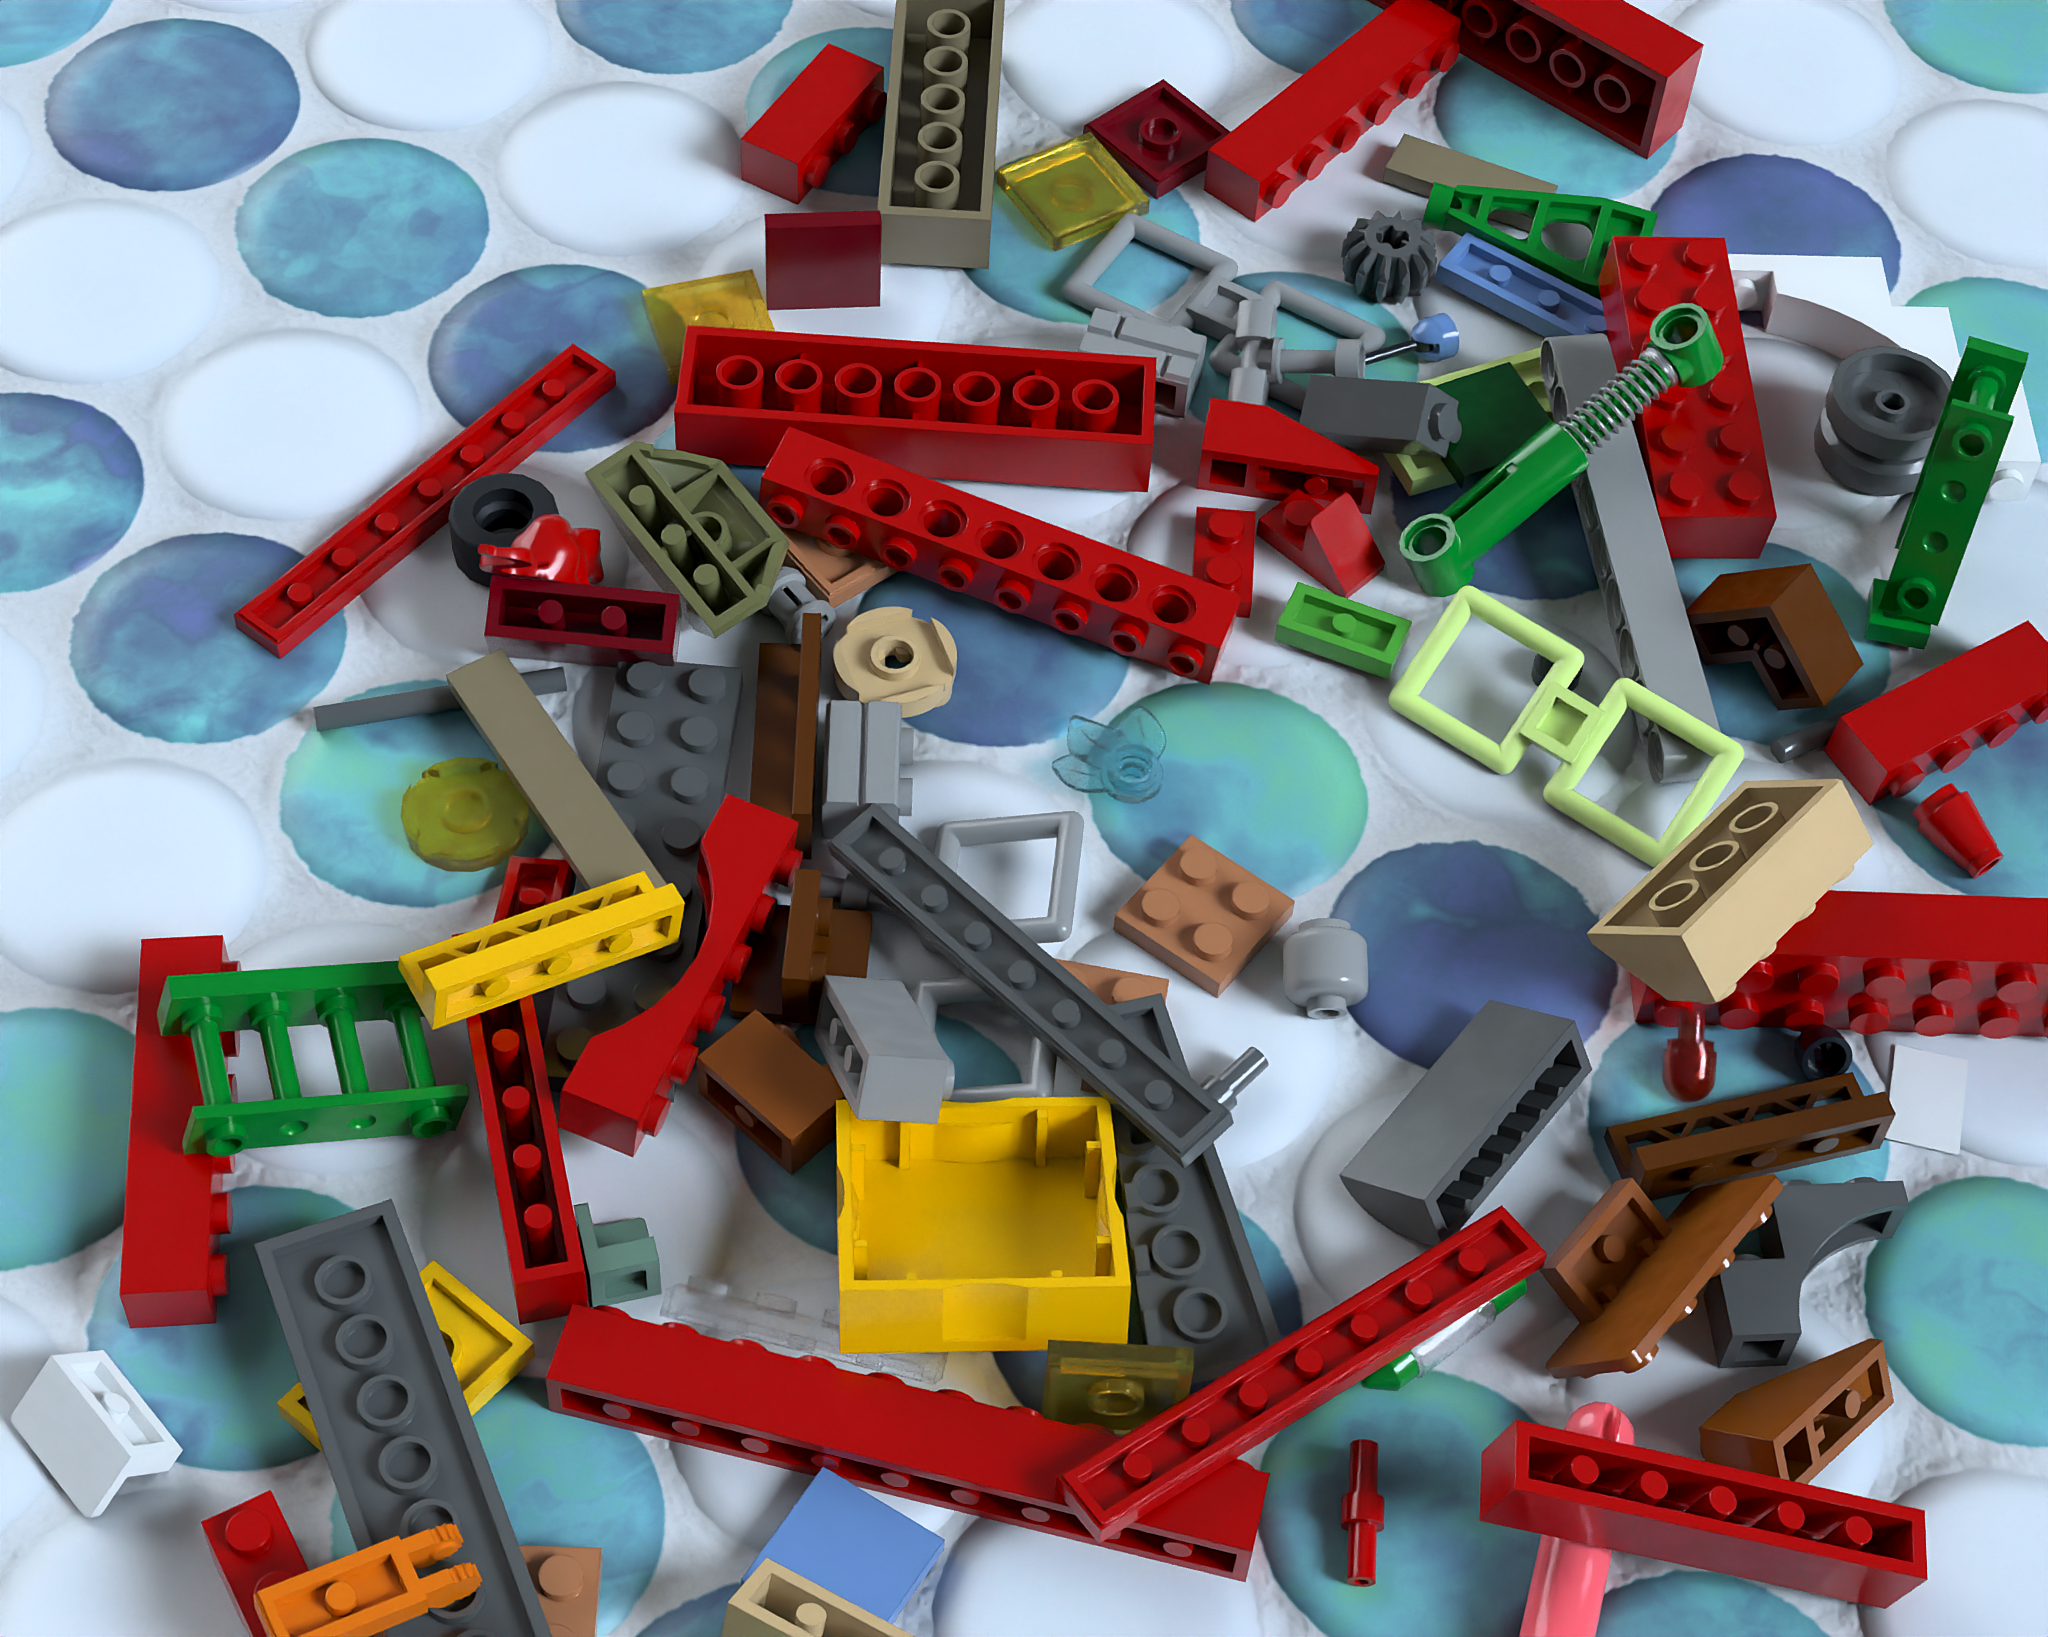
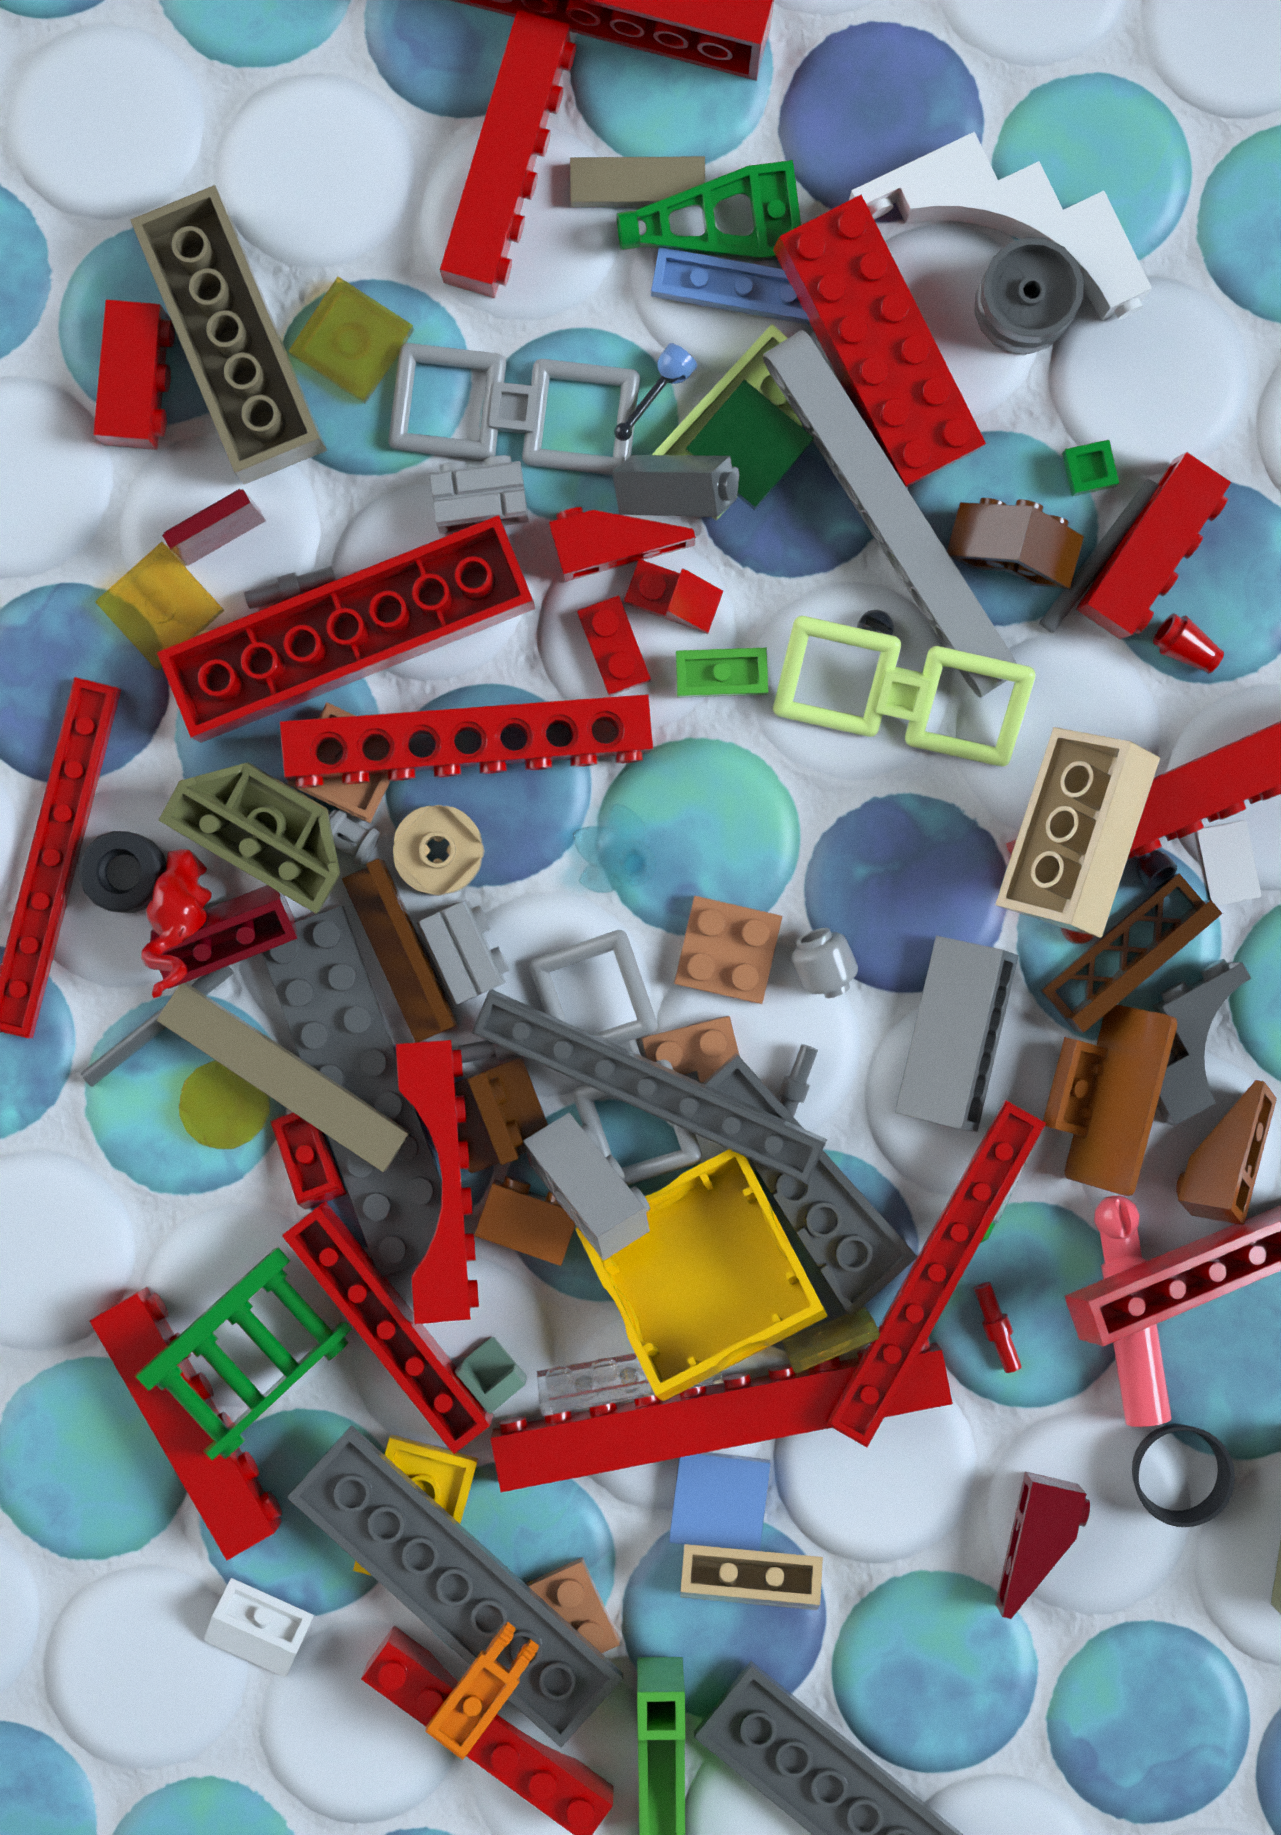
camera: 20 degrees left, 35 degrees up
(542, 948) = (355, 1236): yellow fence -> none
(1158, 137) = (389, 249): dark red tile -> none
(1266, 359) = (570, 458): light grey bar -> none
(1389, 257) = (613, 284): dark grey gear -> none
(1447, 544) = (818, 471): green piece -> none
(1954, 480) = (1107, 379): green fence -> none

